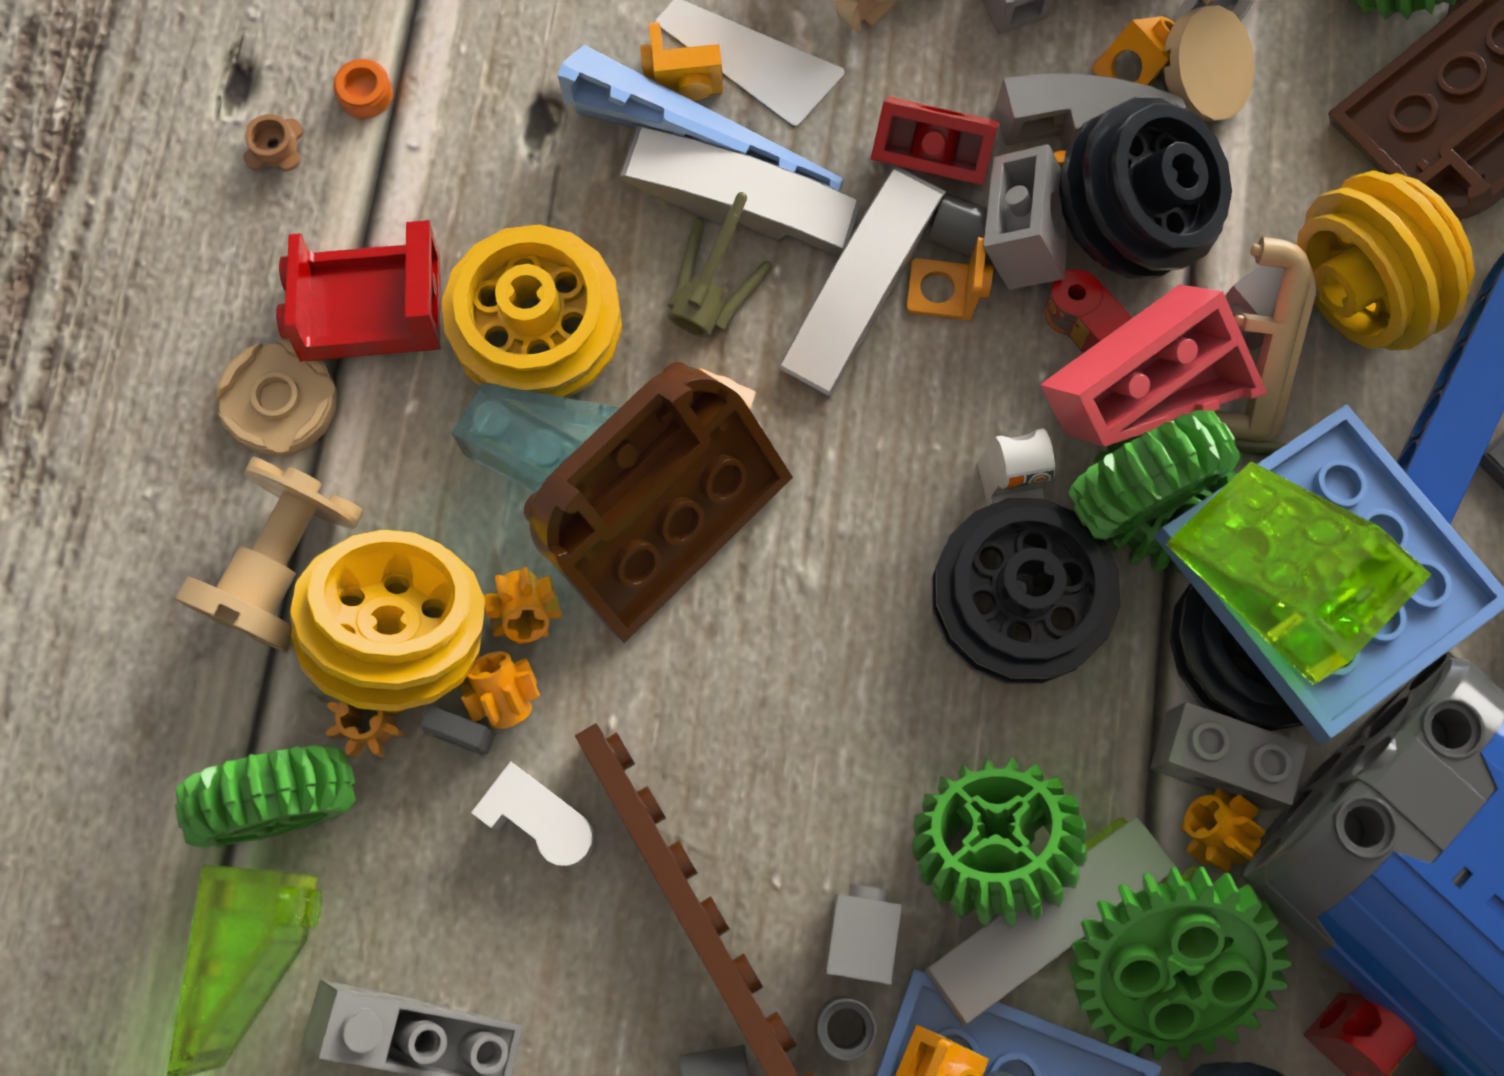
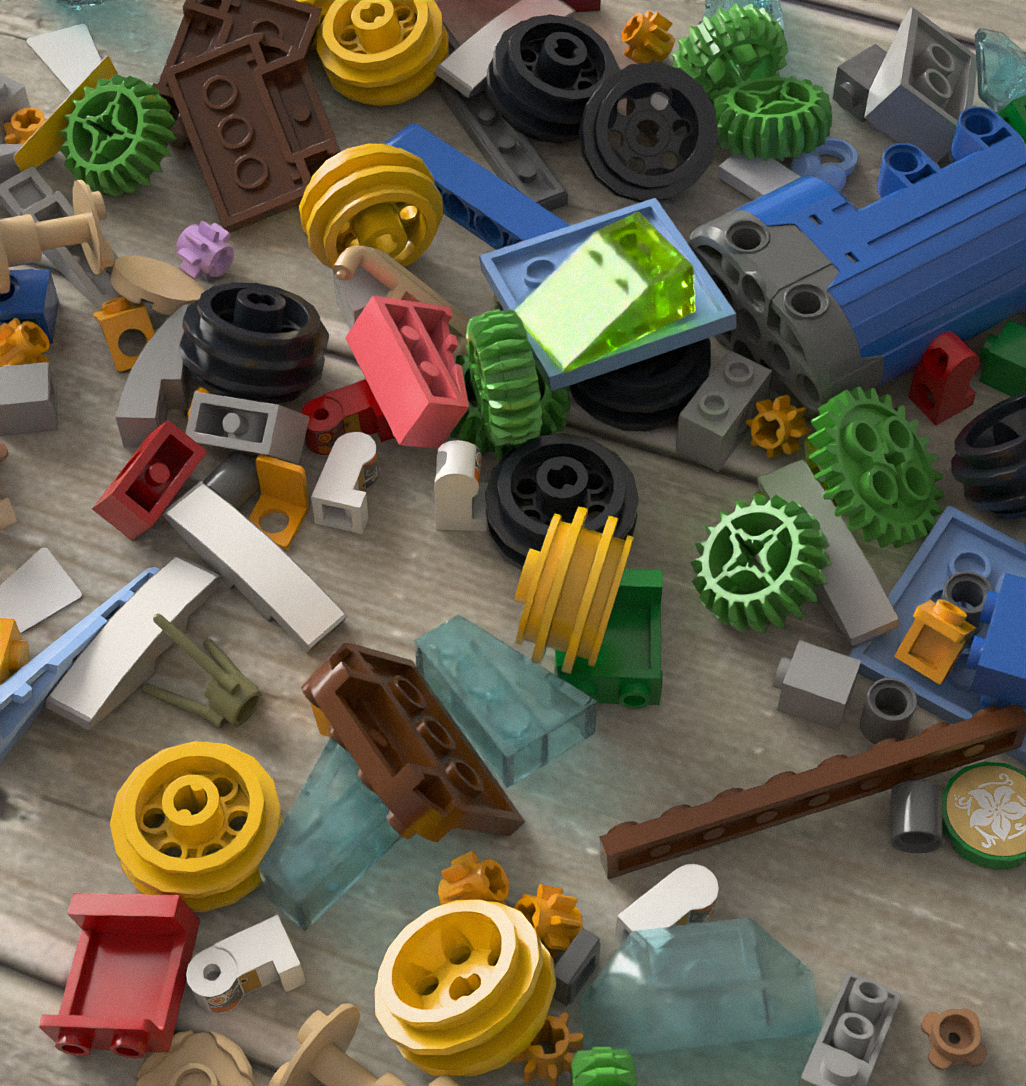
camera: 75 degrees left, 20 degrees down
(393, 392) = (242, 965): none -> white leg
(442, 871) = (698, 989): none -> clear light blue wedge
(750, 581) = (502, 700): none -> clear light blue wedge
(864, 619) = (571, 589): none -> yellow wheel
(868, 684) = (630, 652): none -> green panel
(1002, 345) = (340, 491): none -> white leg
(1281, 101) = (205, 250): none -> lavender gear

